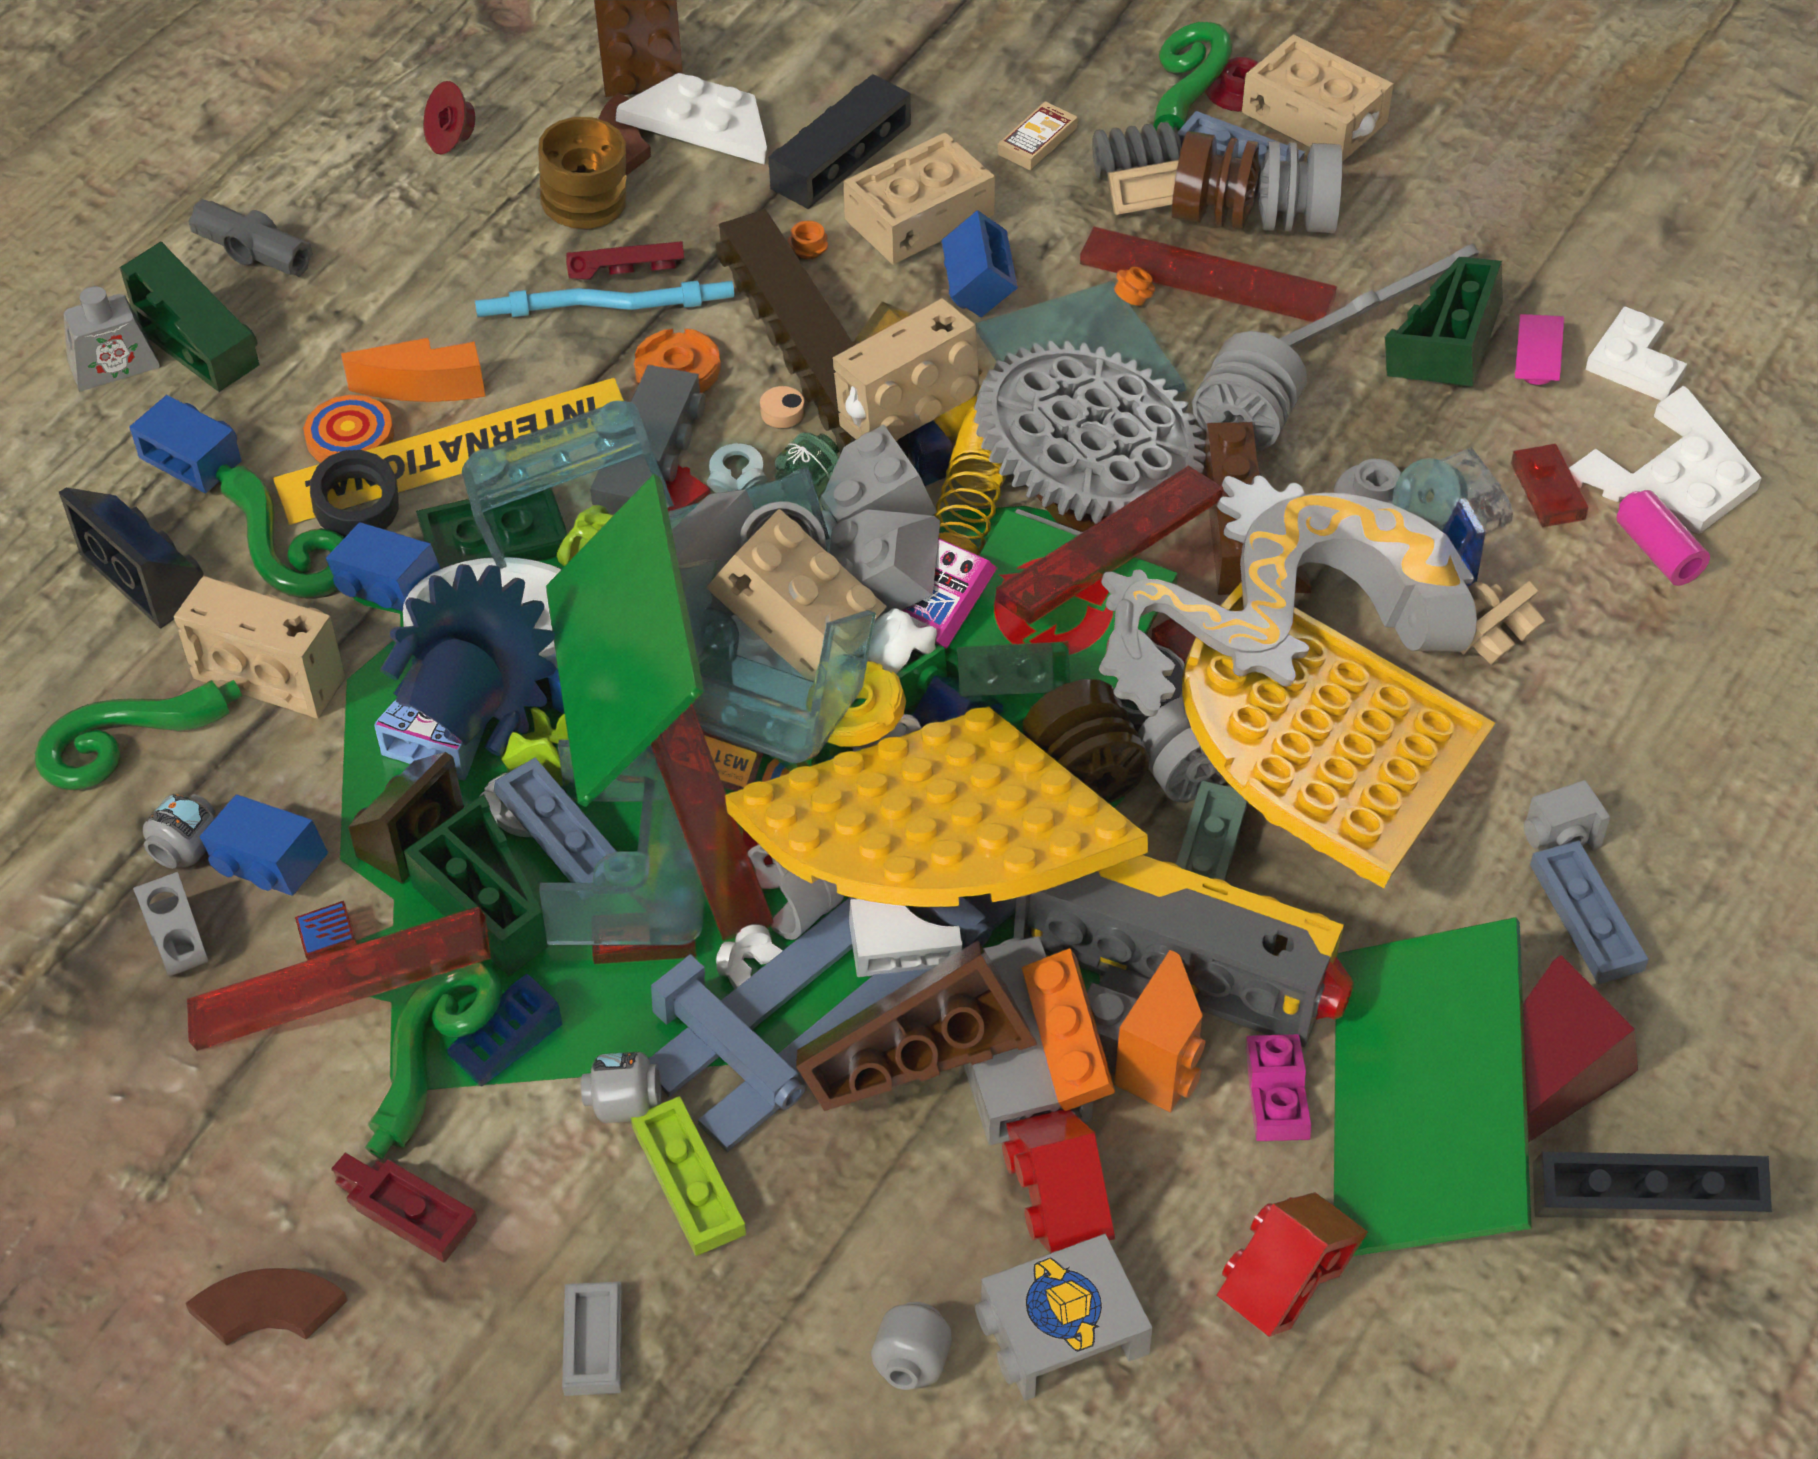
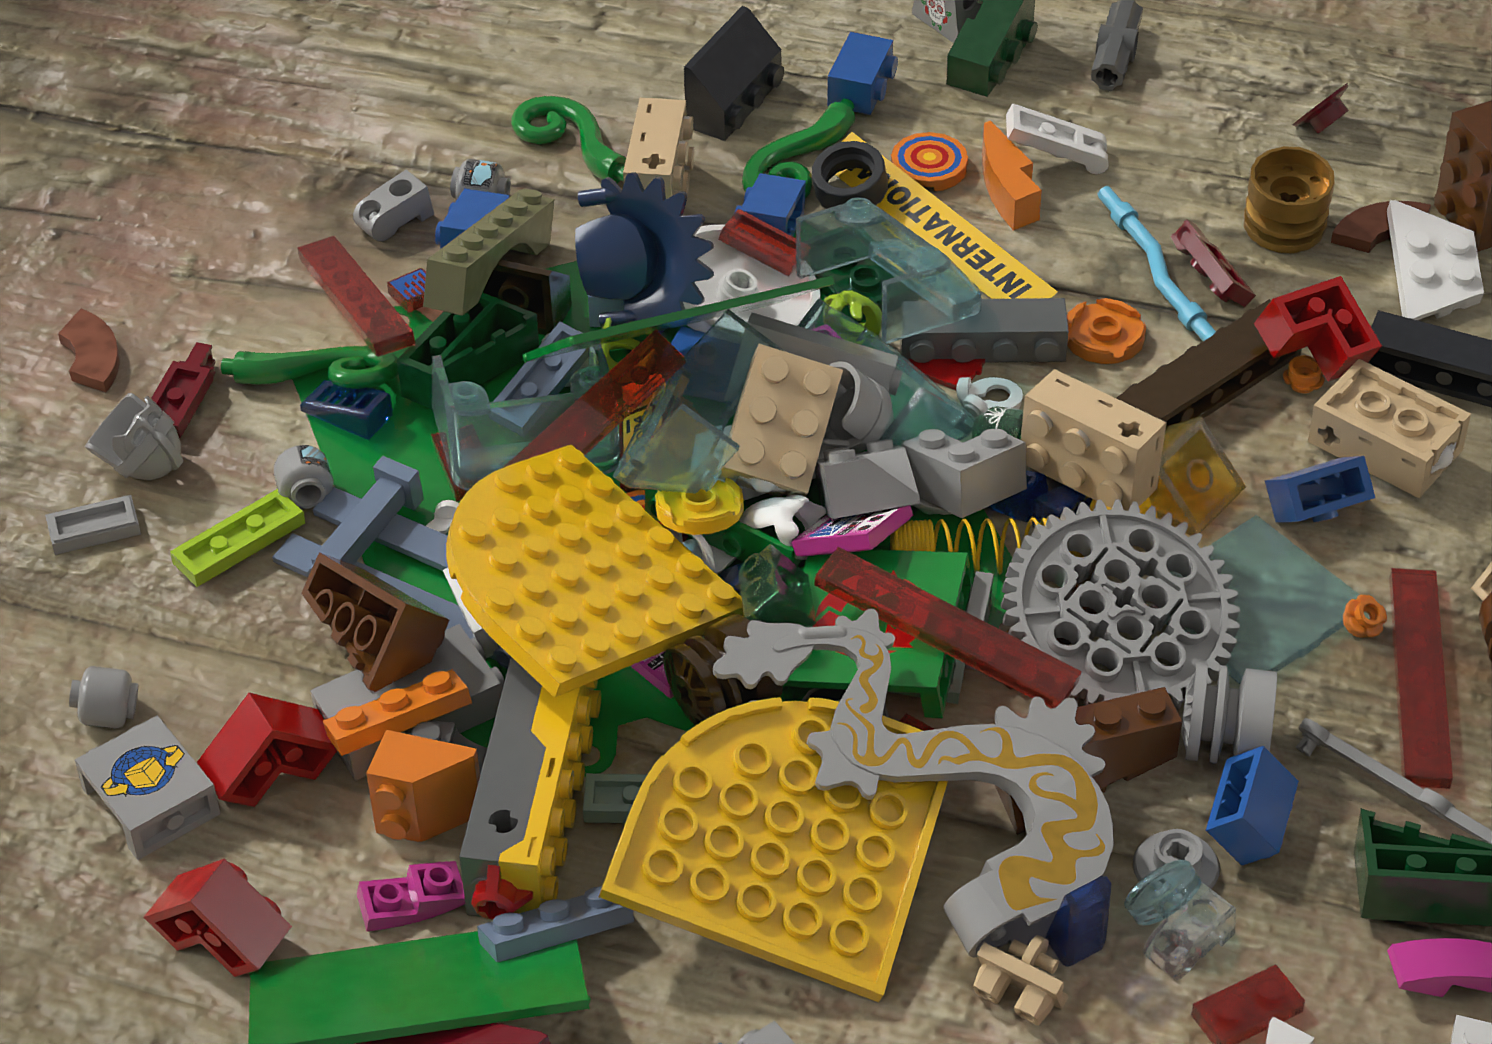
camera: 75 degrees right, 5 degrees down
(389, 314) = (1057, 138): none -> white plate
(416, 582) = (760, 241): none -> clear red tile
(429, 822) = (464, 265): none -> olive arch
(478, 1255) = (137, 440): none -> light grey helmet
(796, 189) = (1324, 321): none -> red brick
(1347, 412) = (1252, 806): none -> blue brick
(1363, 954) = (551, 925): none -> sand blue plate

